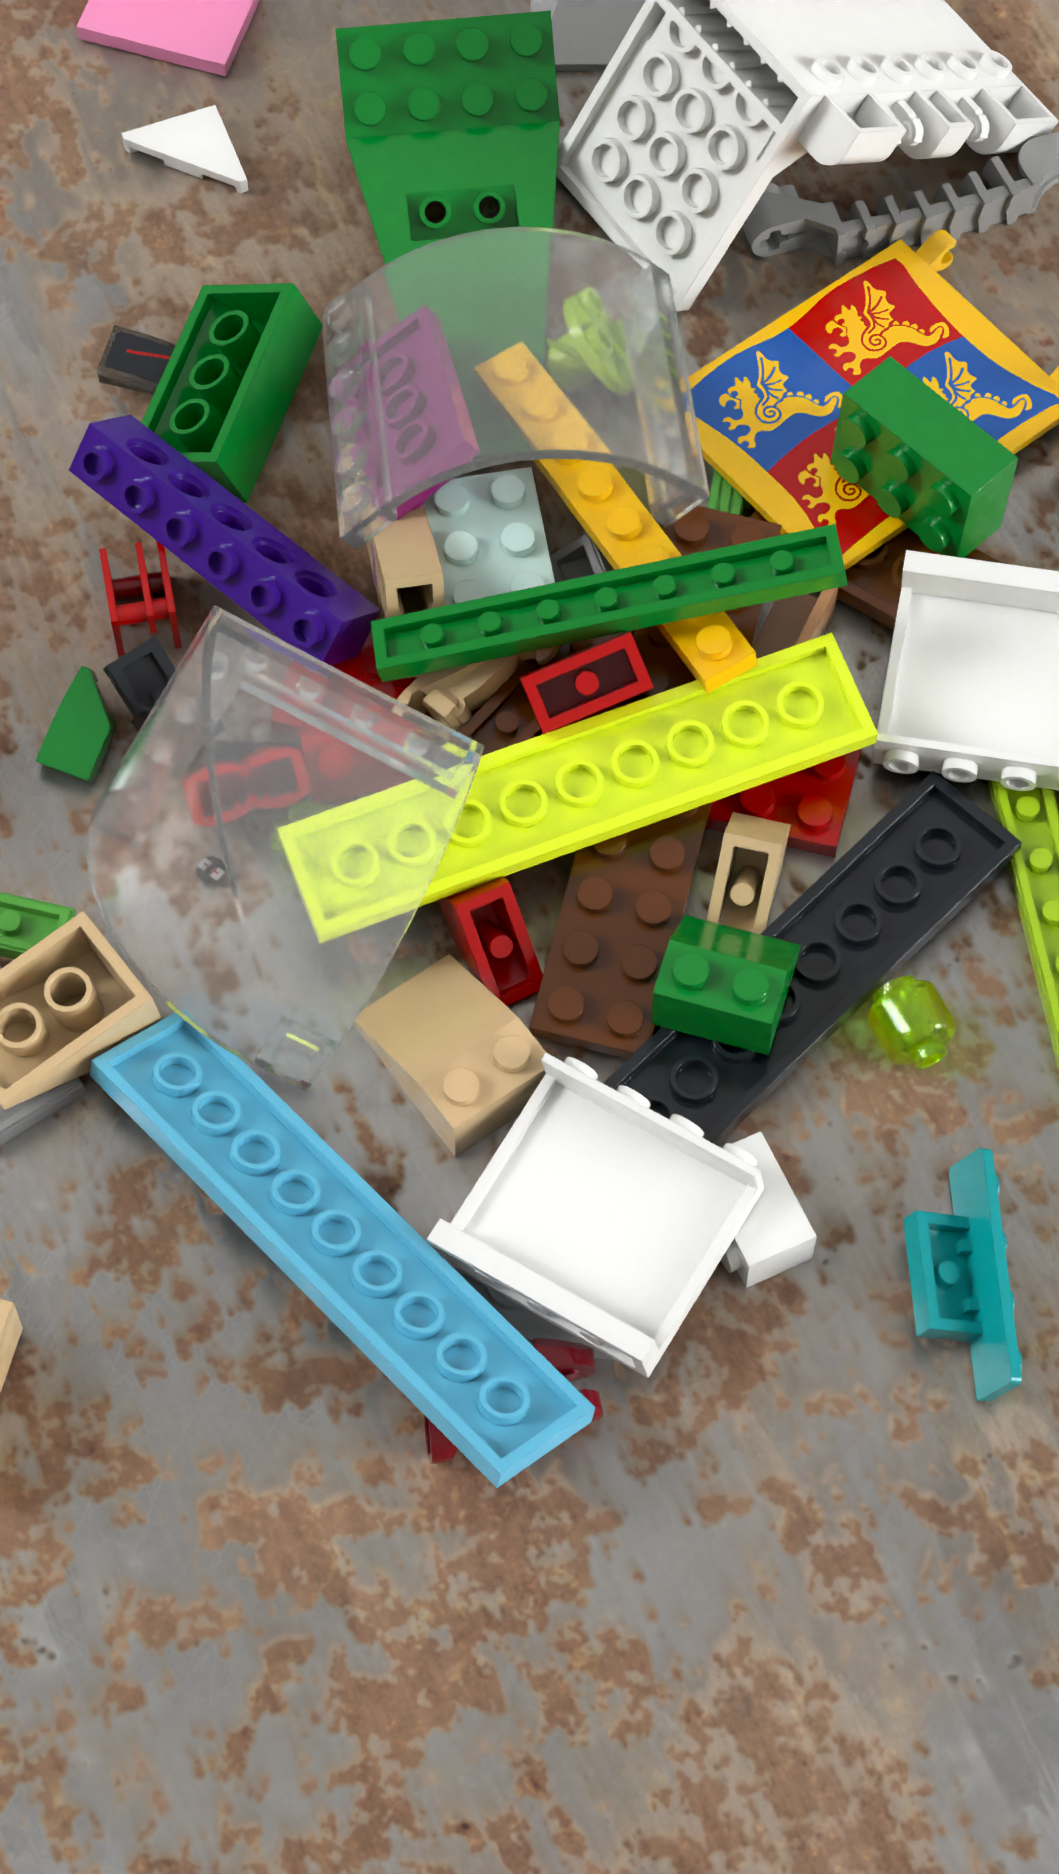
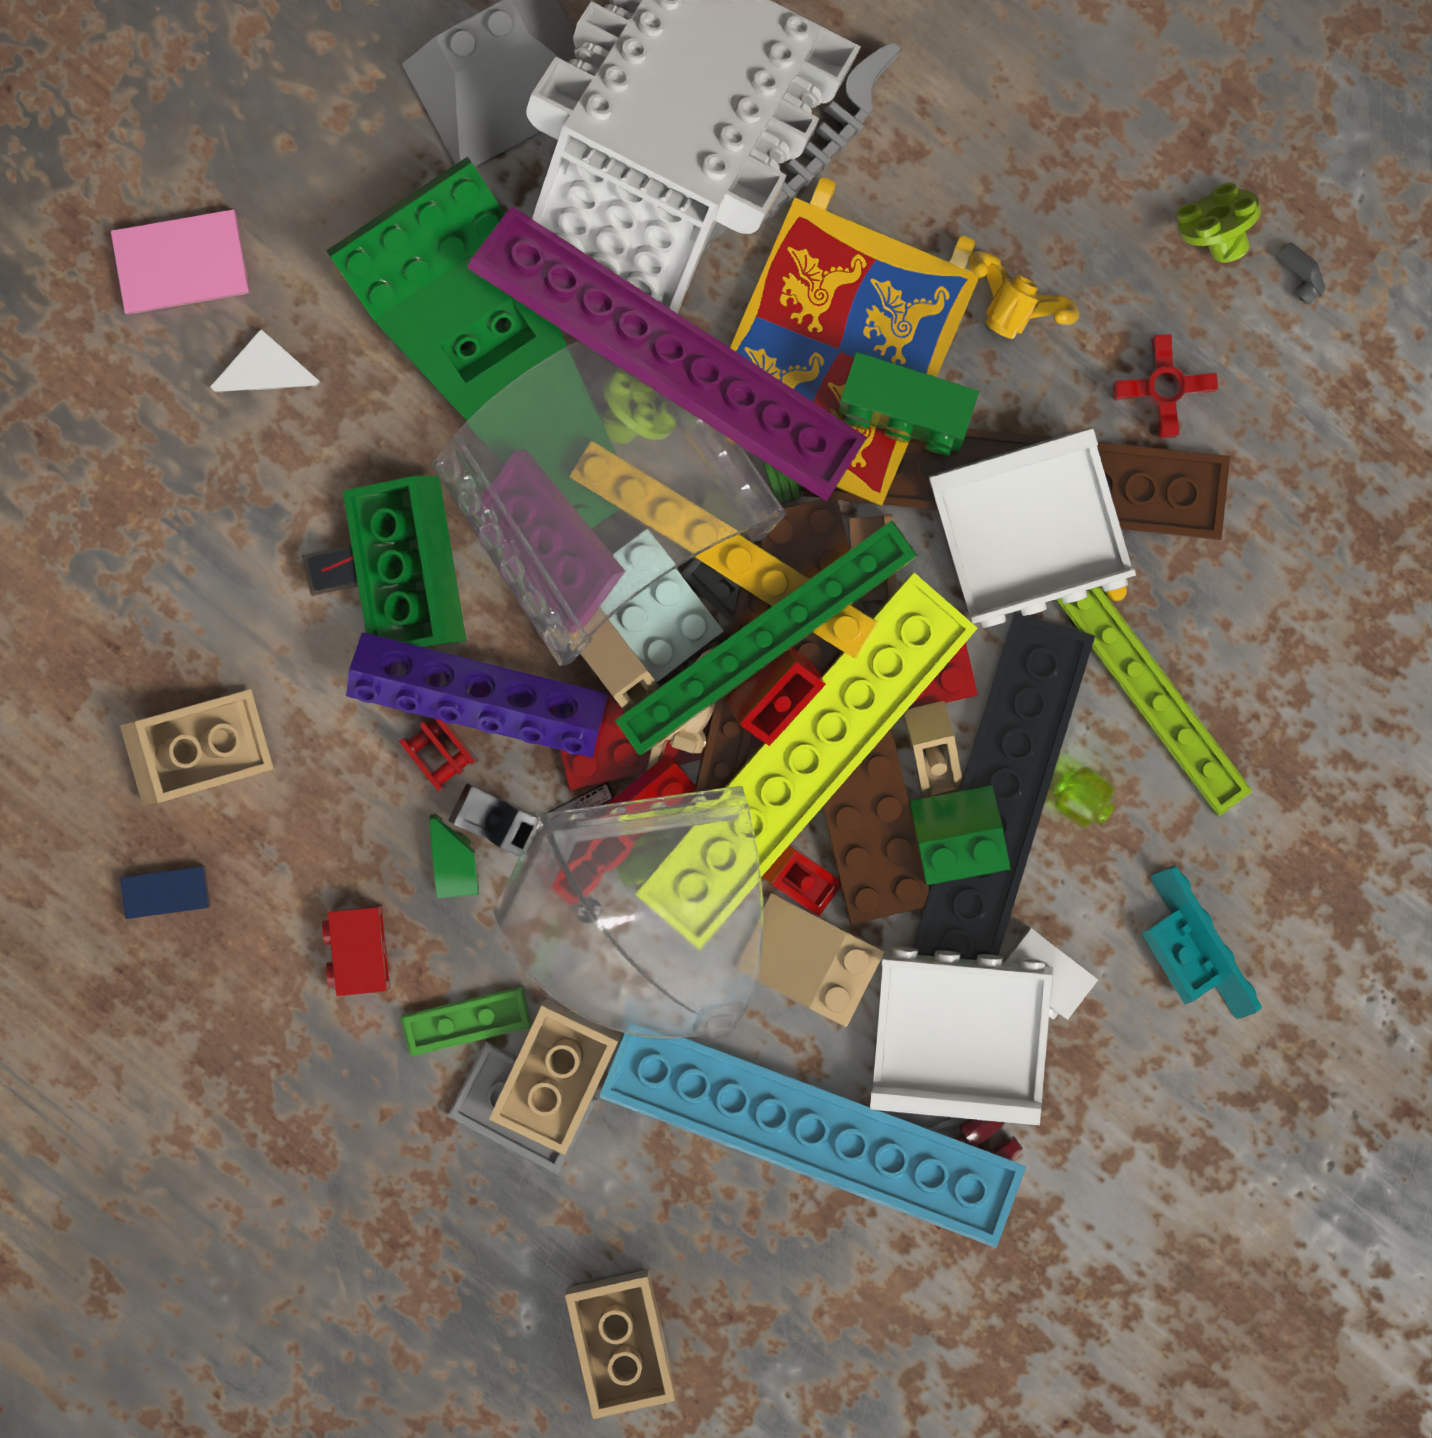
camera: 30 degrees left, 25 degrees up
(668, 294) = (667, 352): none -> magenta plate

